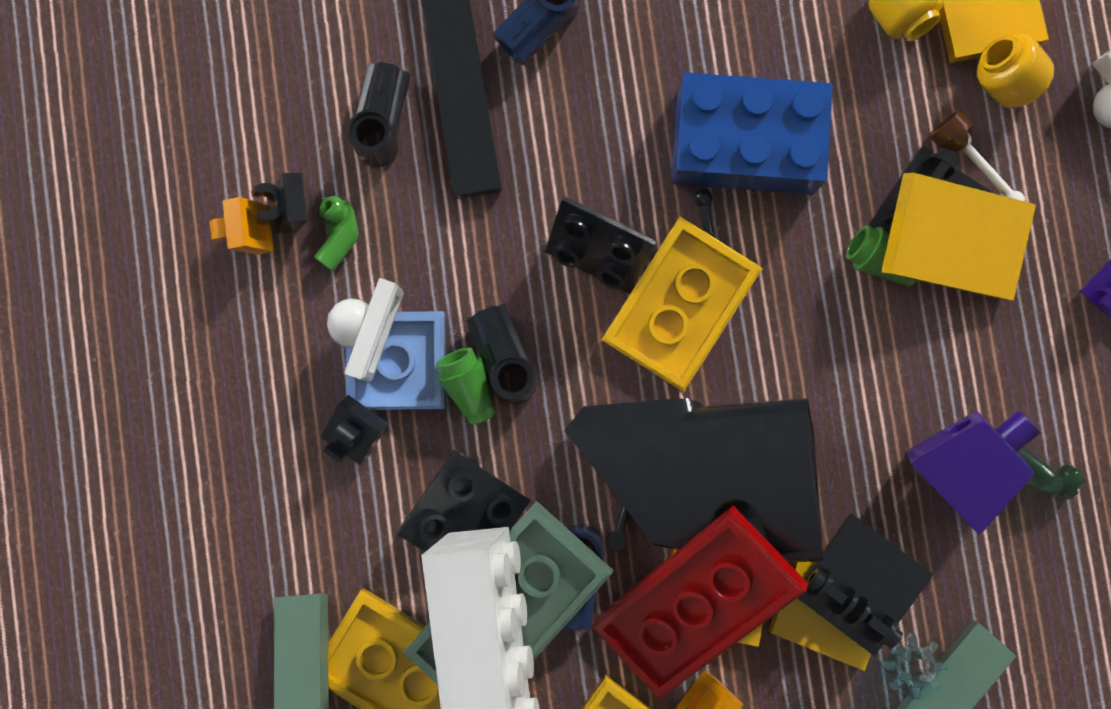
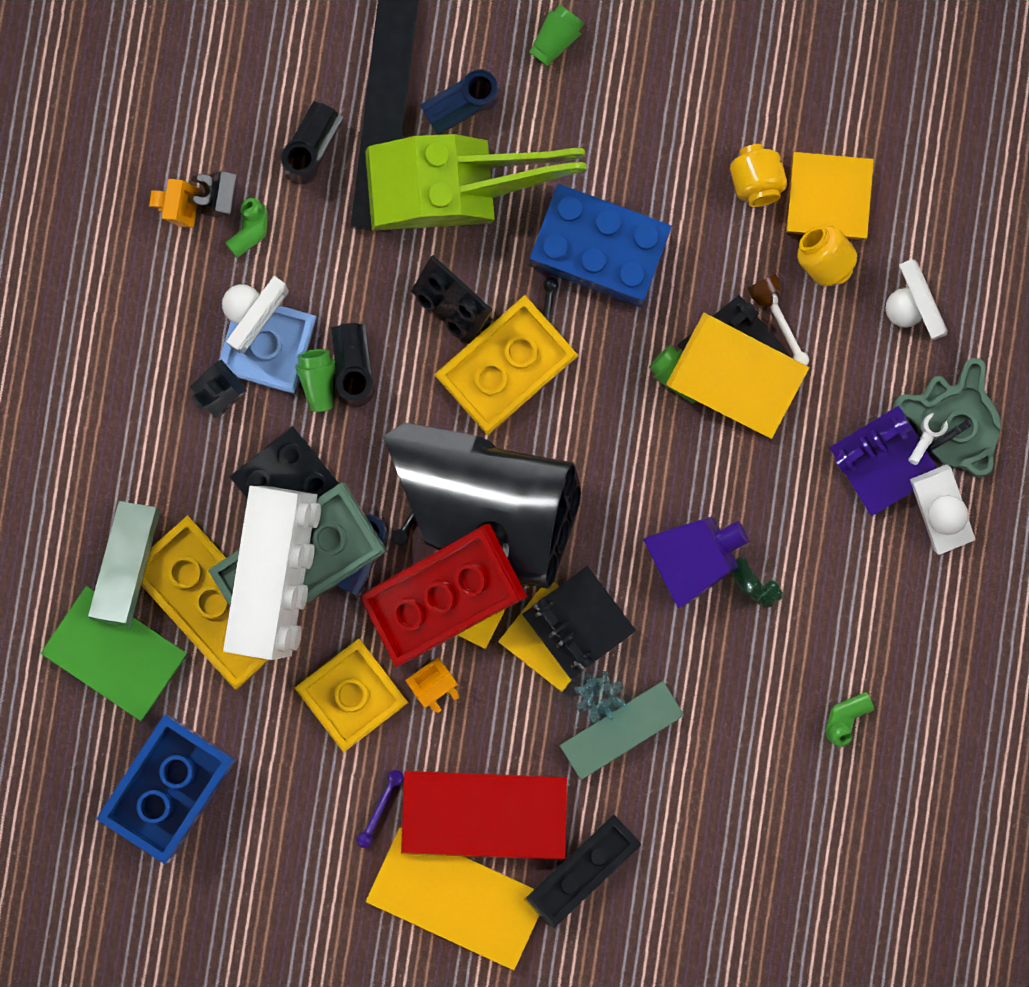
camera: 15 degrees right, 0 degrees up
(546, 104) = (449, 179): none -> lime slope

